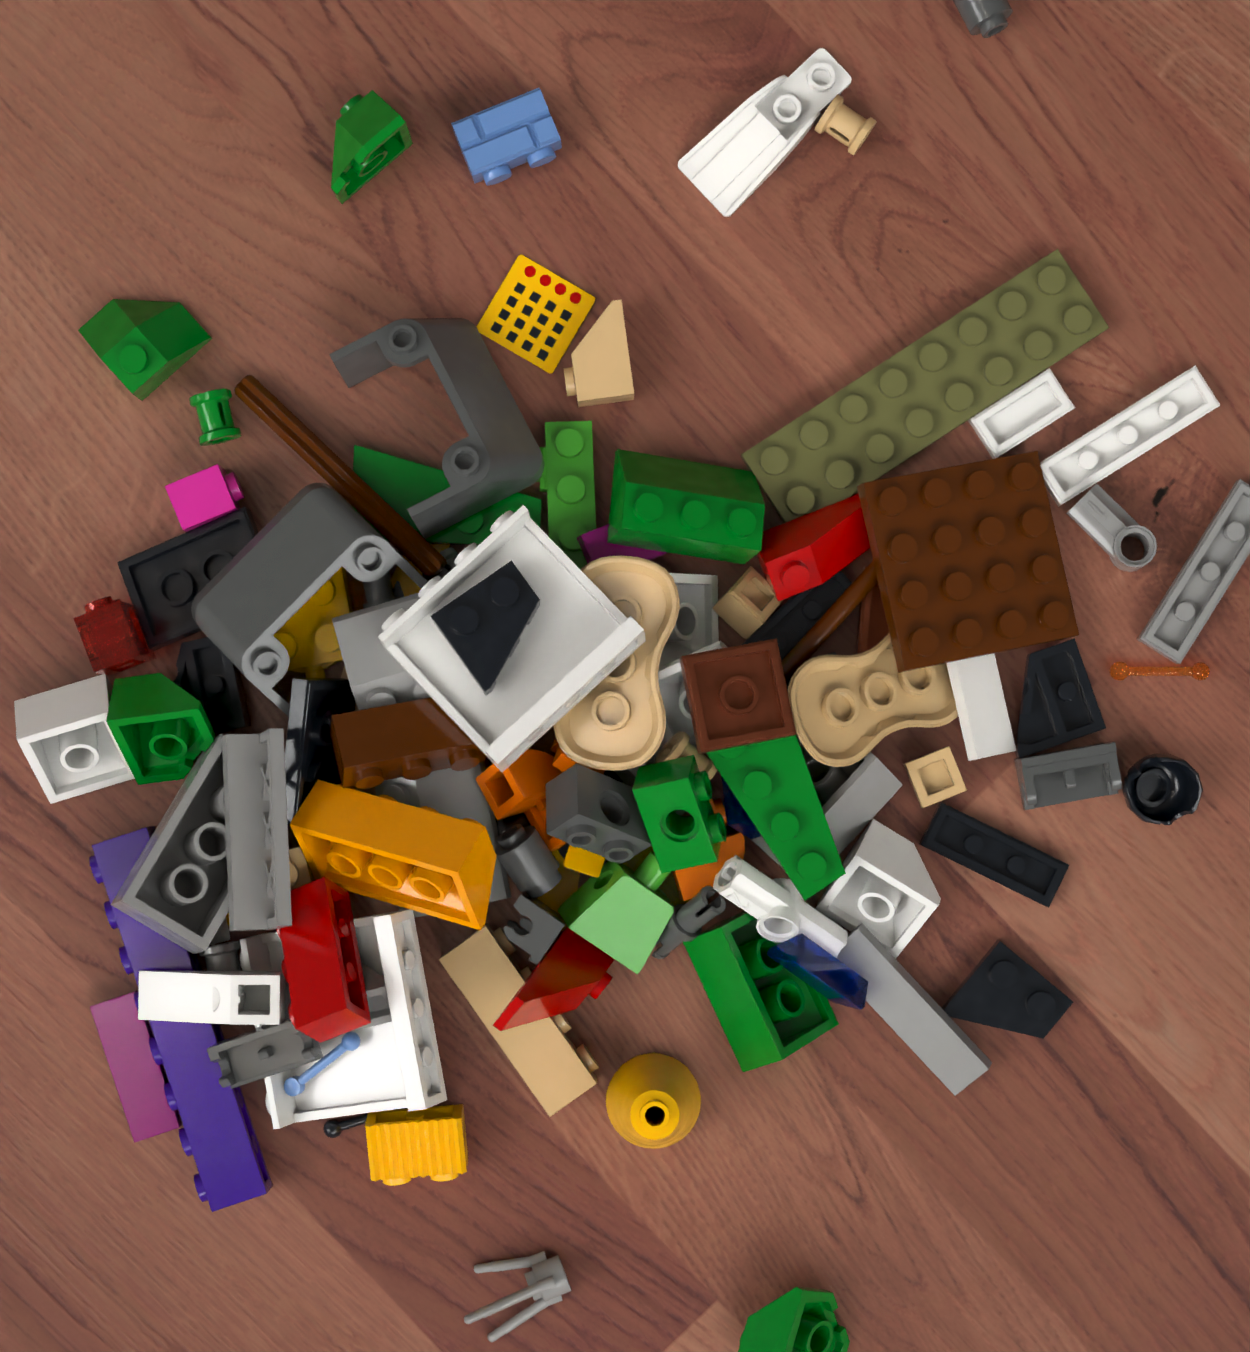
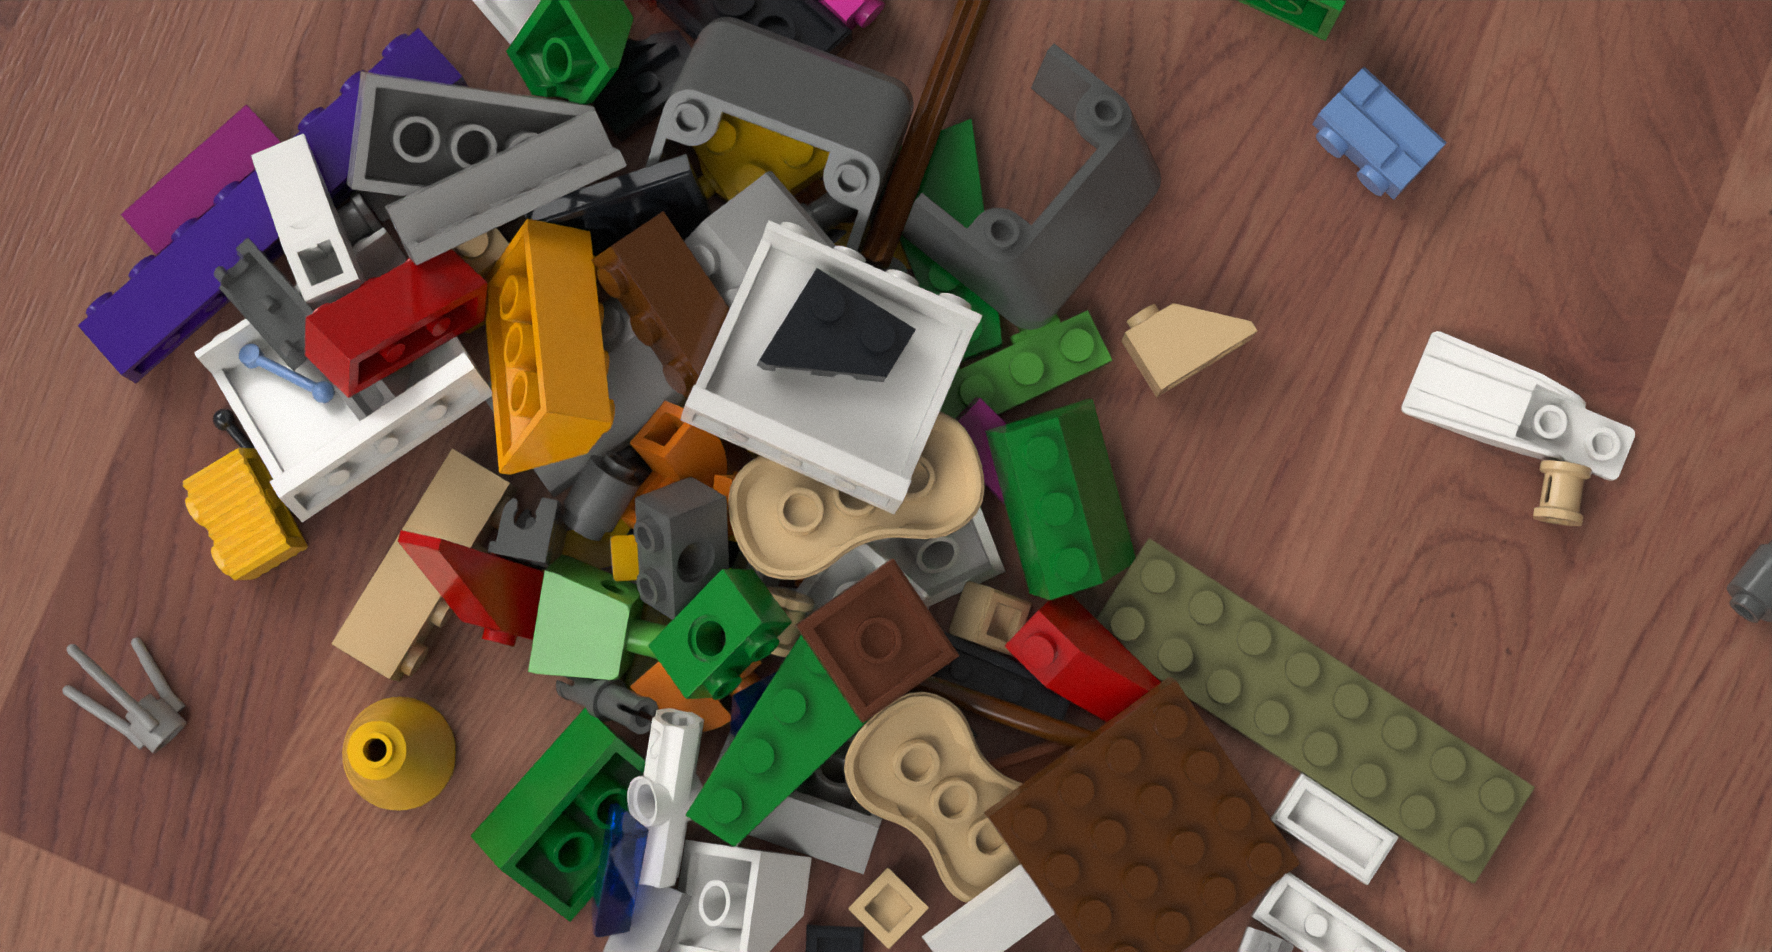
camera: 75 degrees right, 5 degrees down
(535, 314) = (1201, 251): yellow sticker -> none

